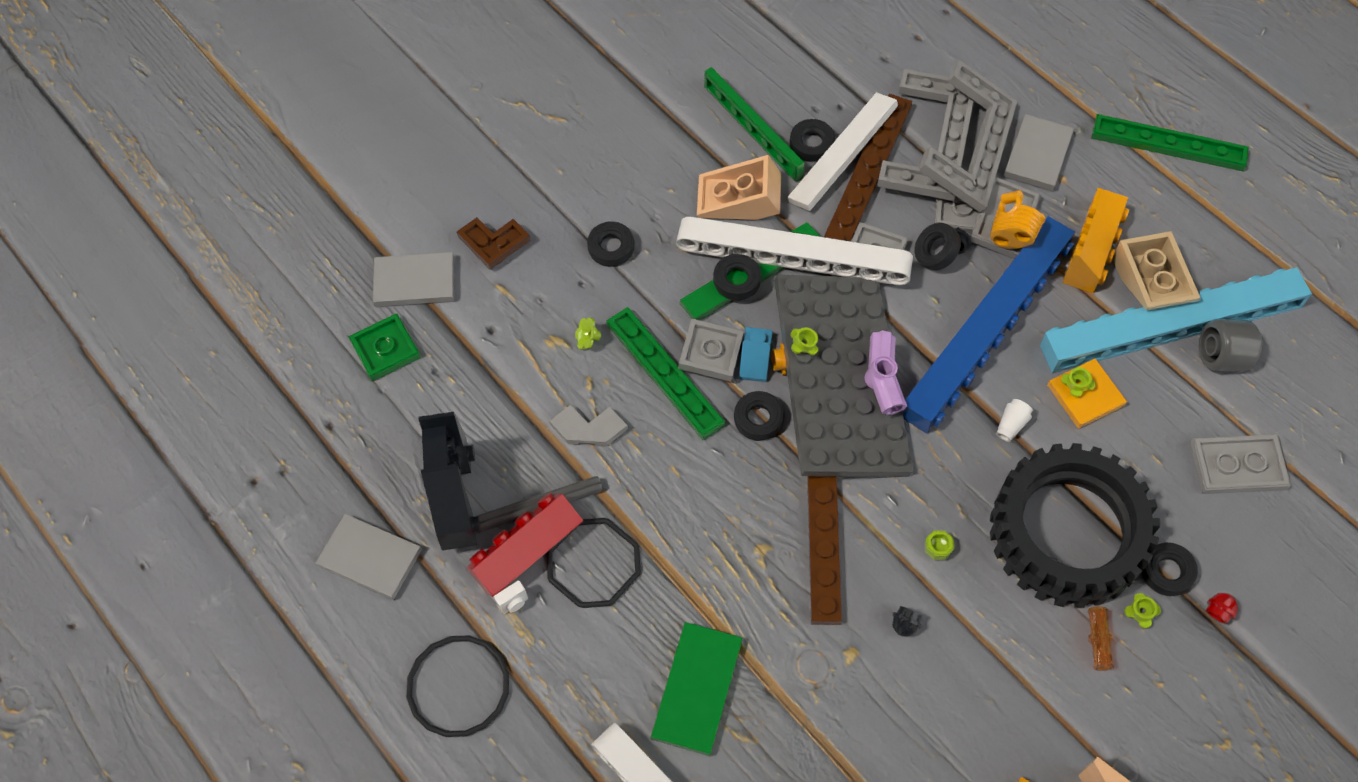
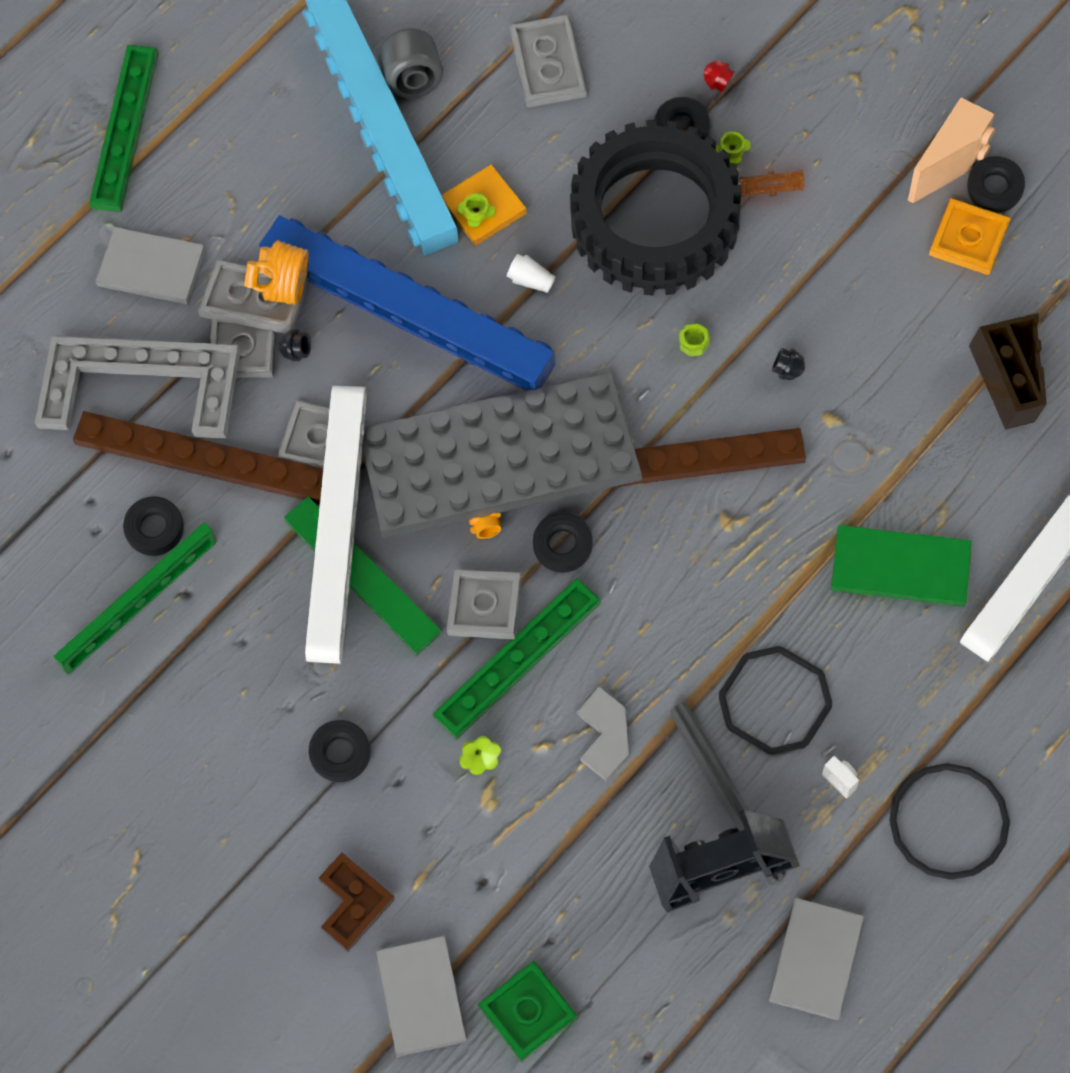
camera: 95 degrees left, 5 degrees up
(524, 543) = (776, 771): brick -> none
(737, 262) = (379, 565): black tyre -> none
(740, 191) = (246, 602): light nougat slope -> none
(755, 354) = (480, 554): dark azure slope -> none
(807, 335) = (480, 478): lime plate -> none
(842, 151) = (173, 483): white tile -> none
(886, 384) = (501, 401): lavender piece -> none
(946, 255) = (303, 381): black tyre -> none
(976, 184) = (224, 325): light grey plate -> none
(1095, 241) = (269, 194): light orange wedge -> none
(1155, 271) = (328, 132): tan slope -> none

